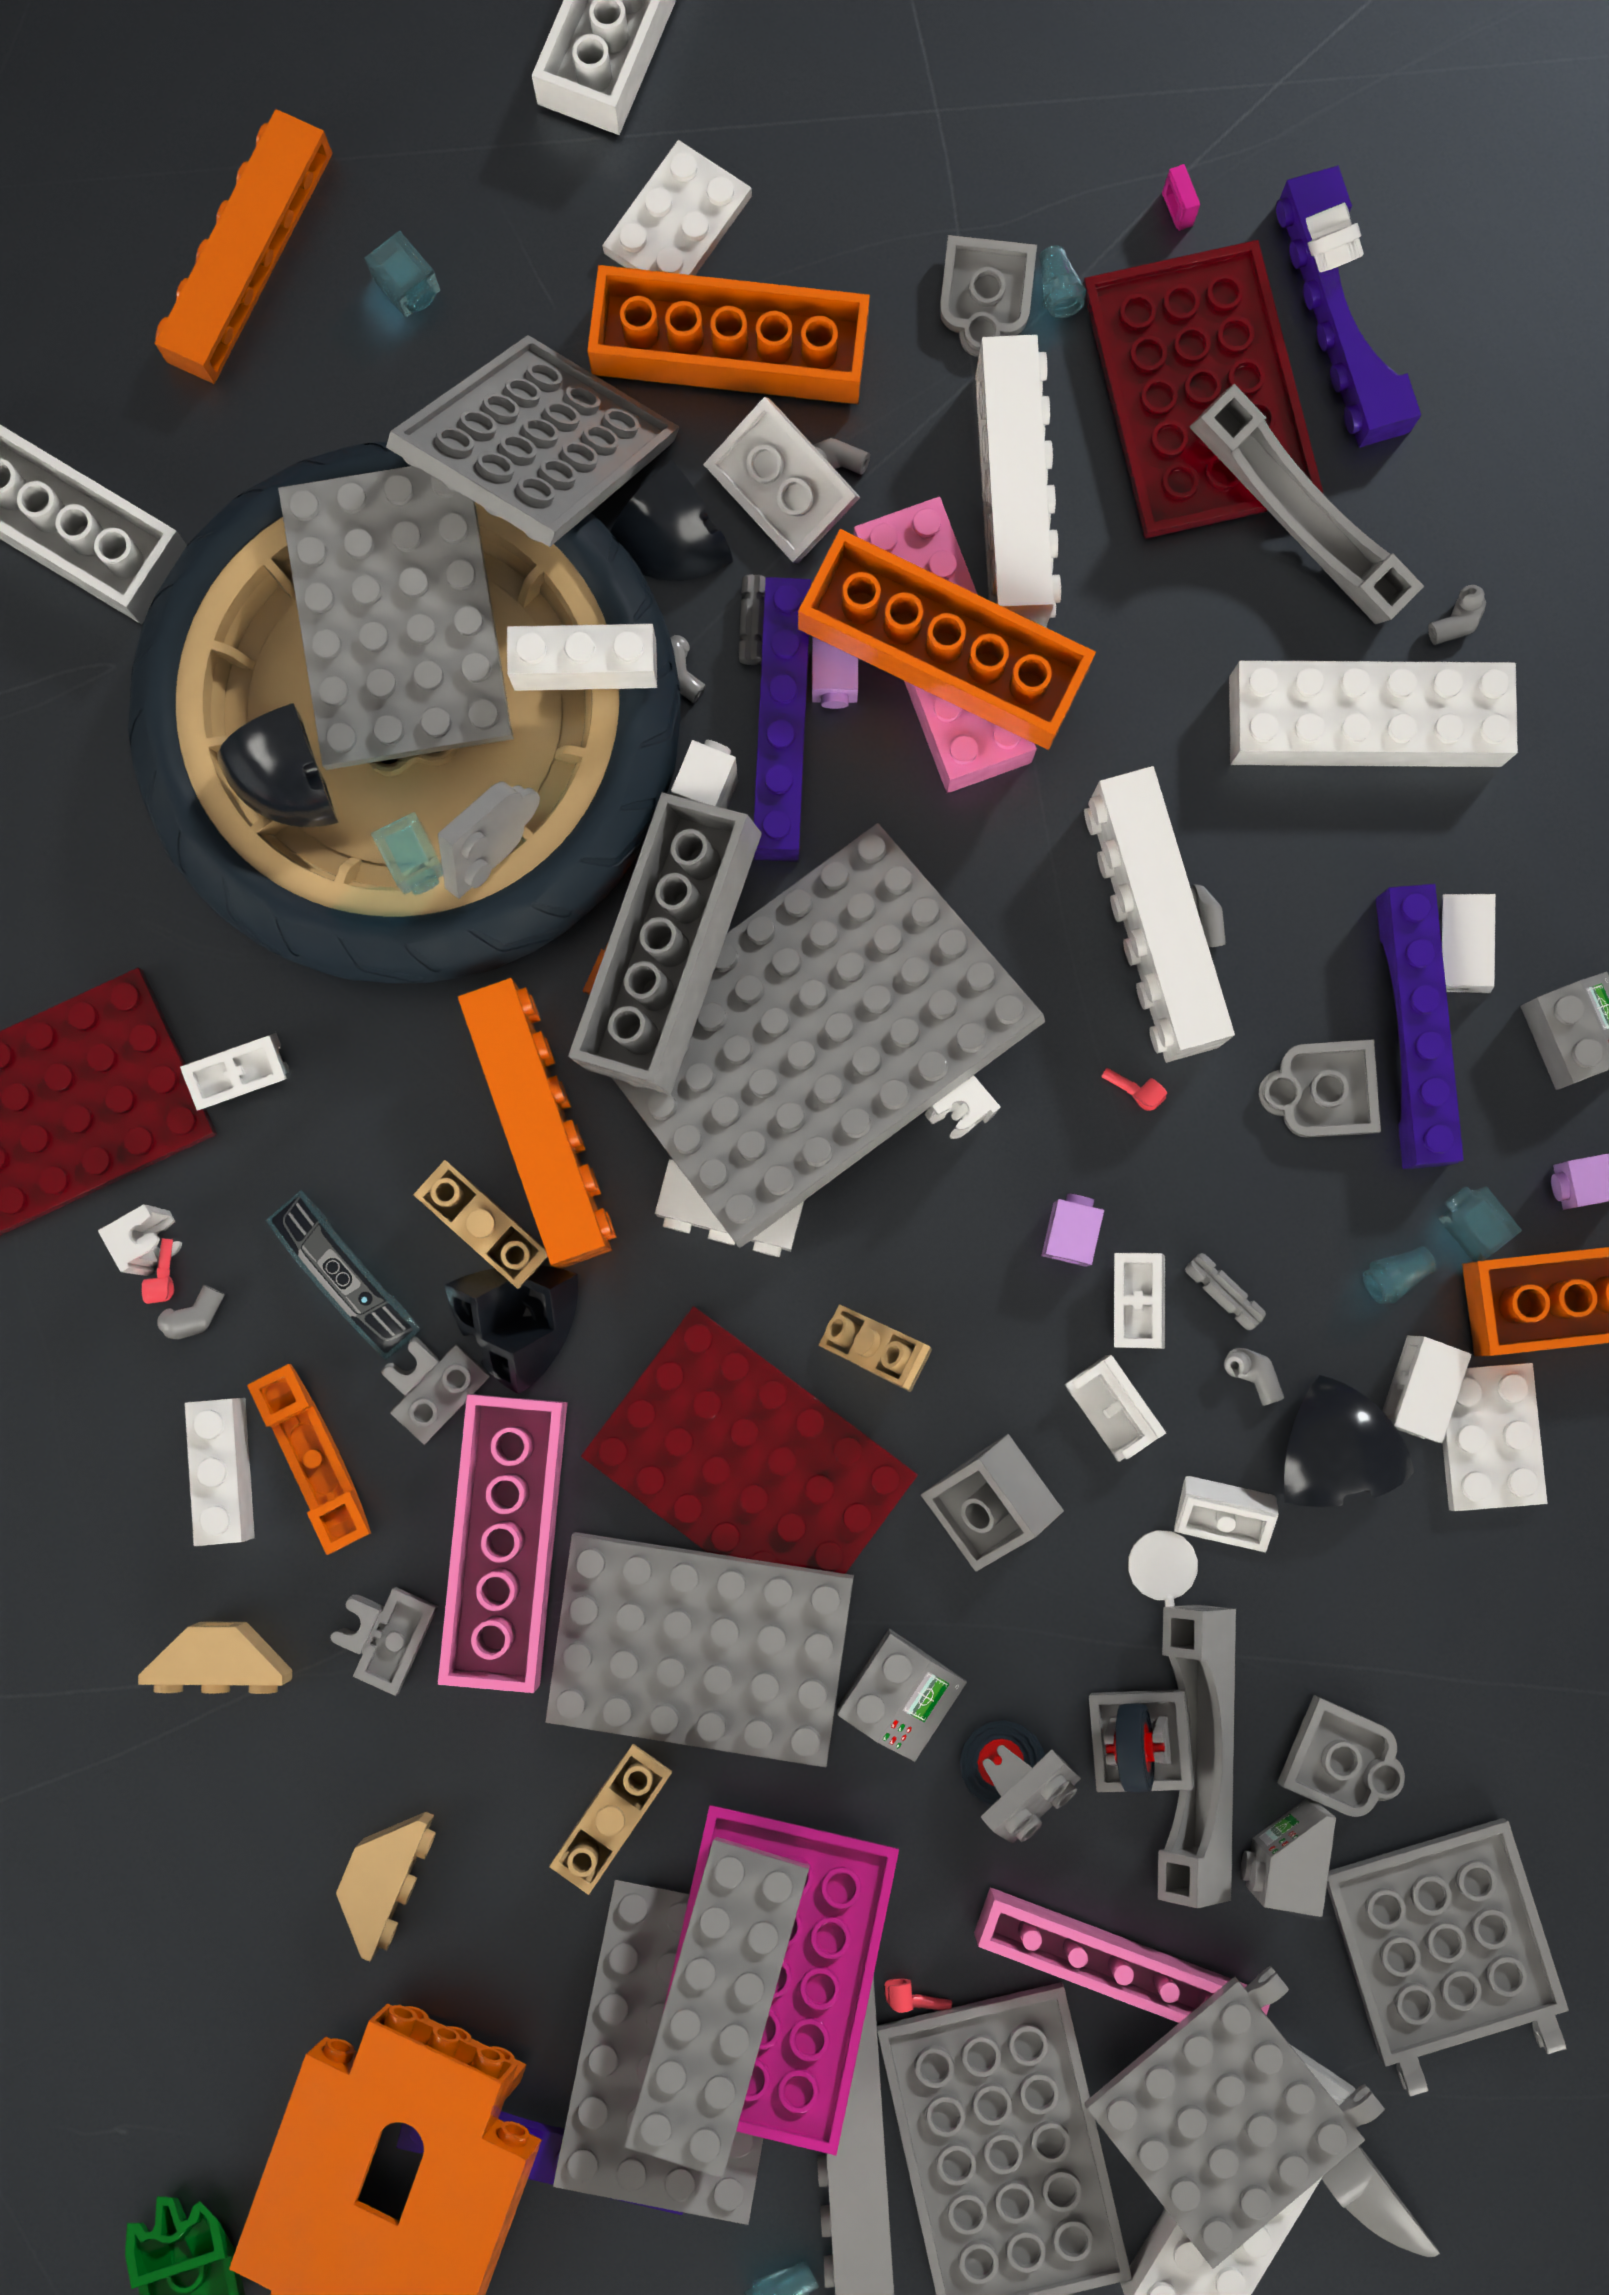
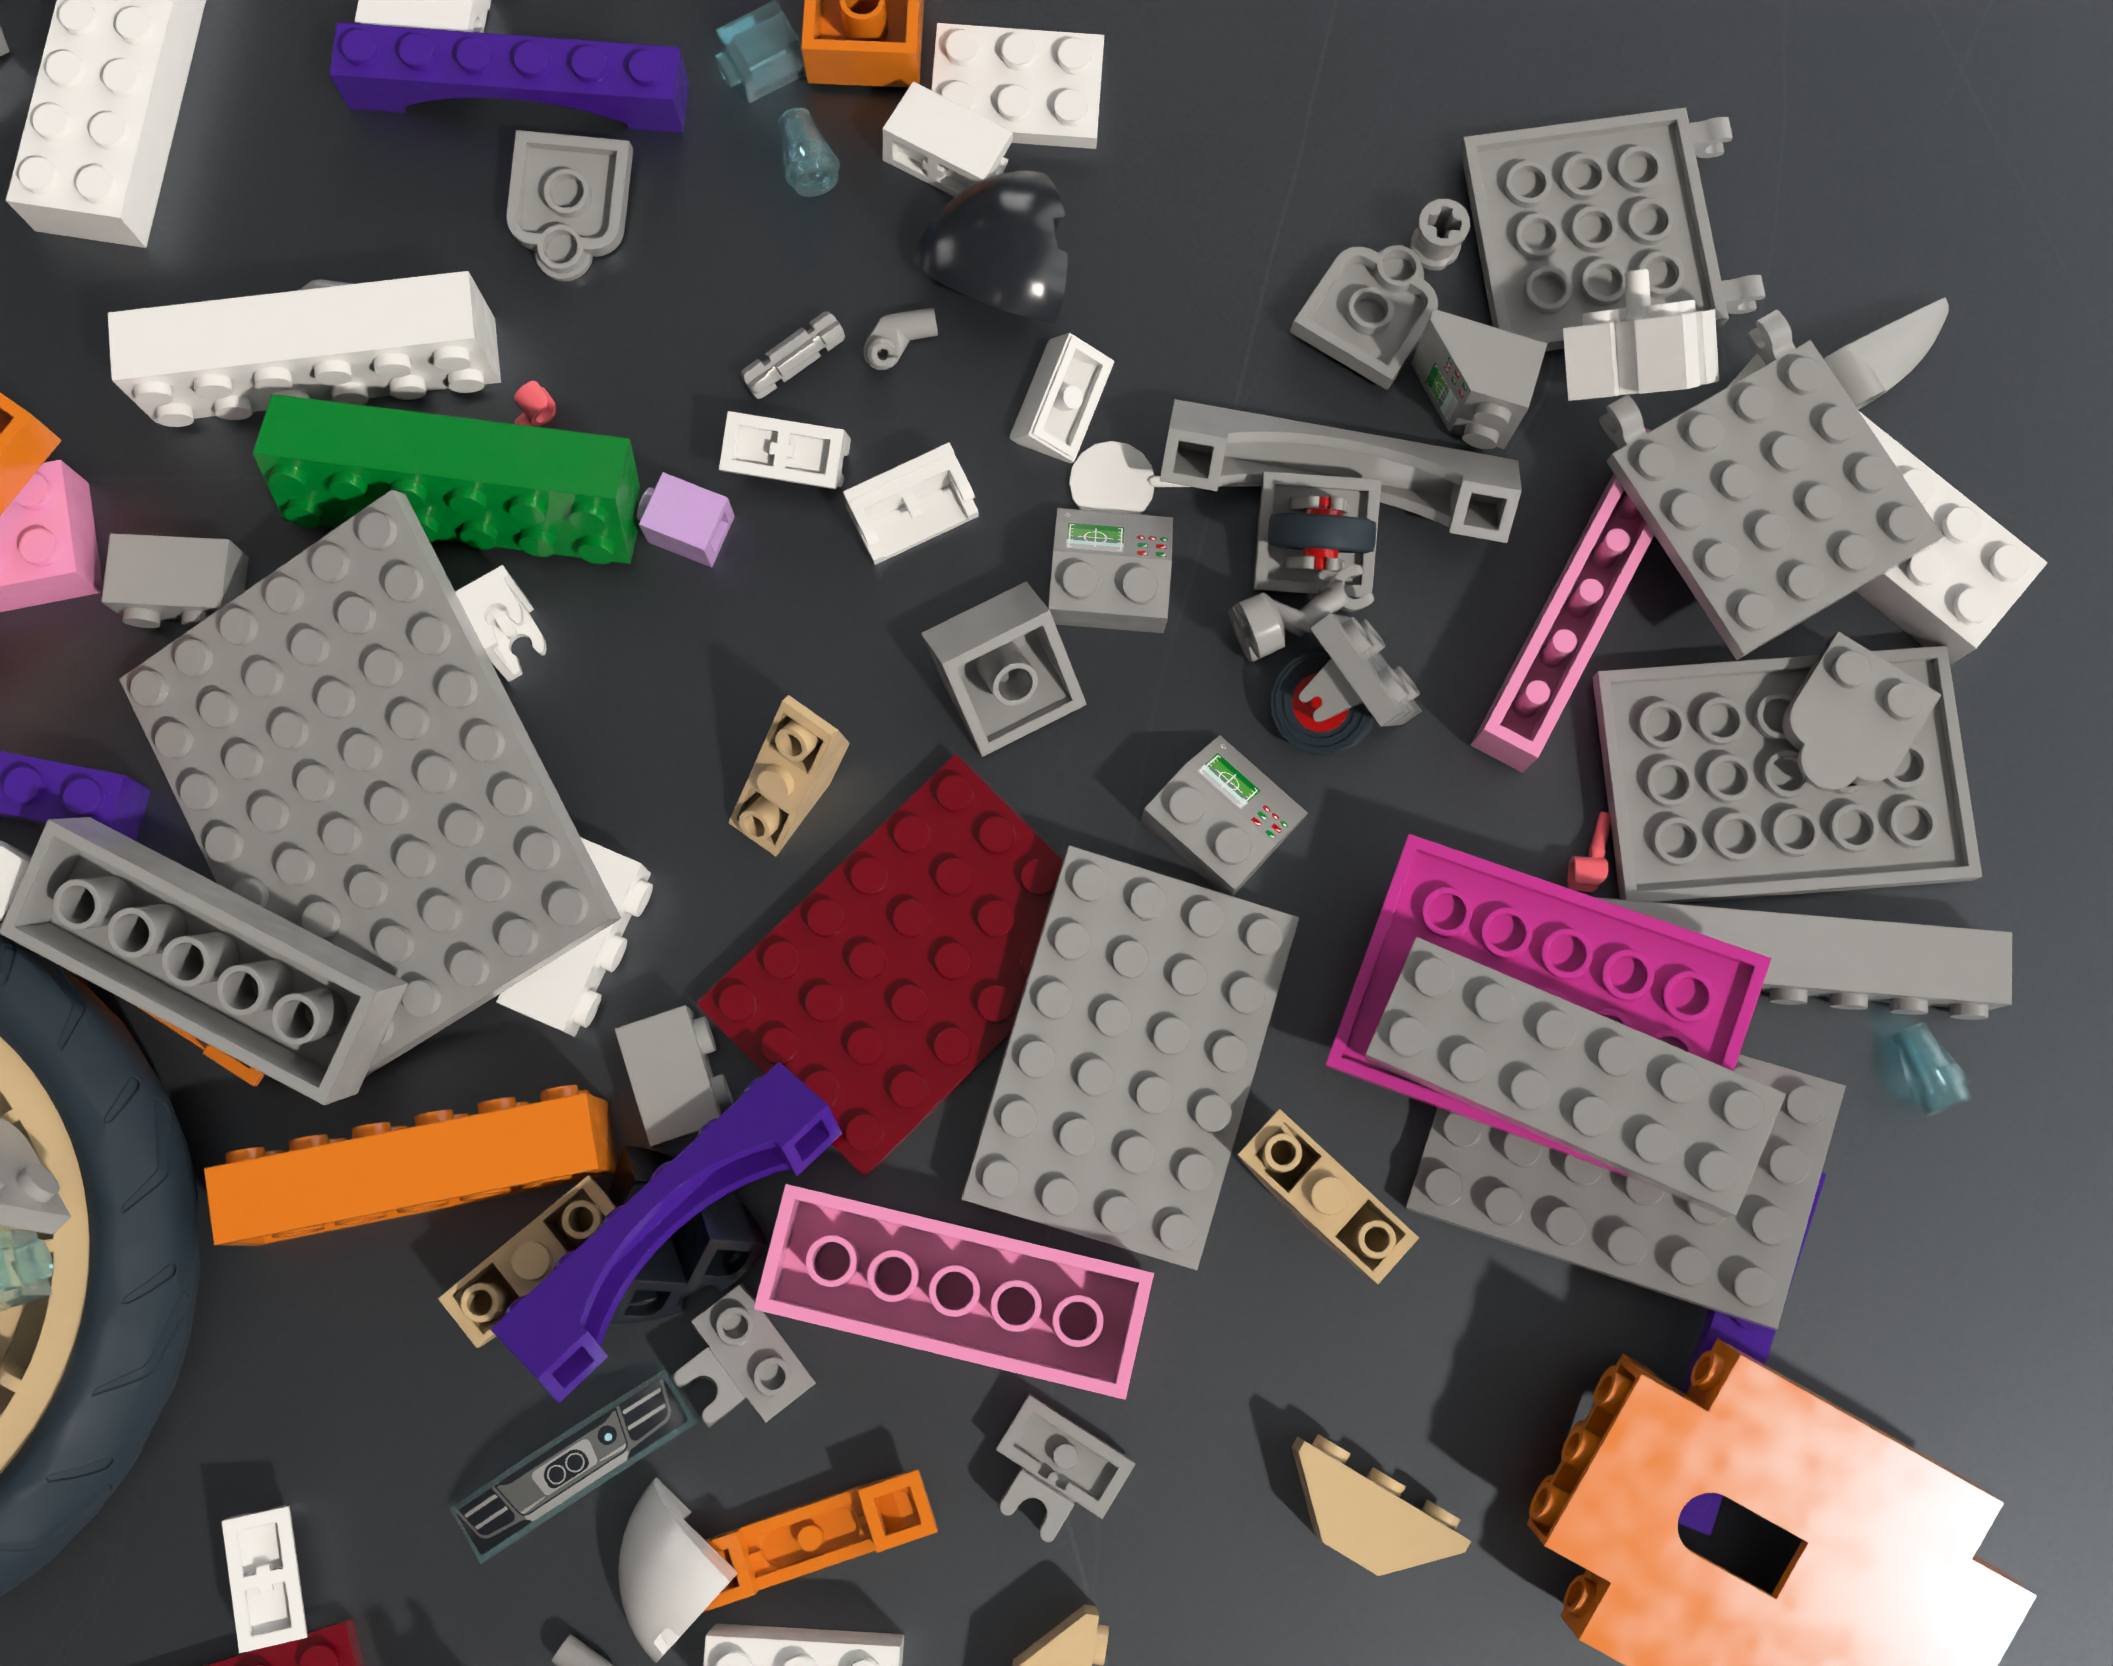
camera: 85 degrees left, 5 degrees down
(274, 1359) = (666, 1571): none -> white brick
(600, 1382) = (566, 1316): none -> dark purple arch
(634, 1300) = (673, 1075): none -> light grey brick
(960, 849) = (171, 578): none -> light grey brick
(1057, 1706) = (1261, 620): none -> light grey piece
(1057, 2205) = (1854, 716): none -> light grey plate
(1072, 1052) = (461, 475): none -> green brick
(1088, 1577) = (1111, 570): none -> light grey slope
(1330, 1996) = (1640, 346): none -> white brick
(1427, 1822) = (1442, 217): none -> light grey bush

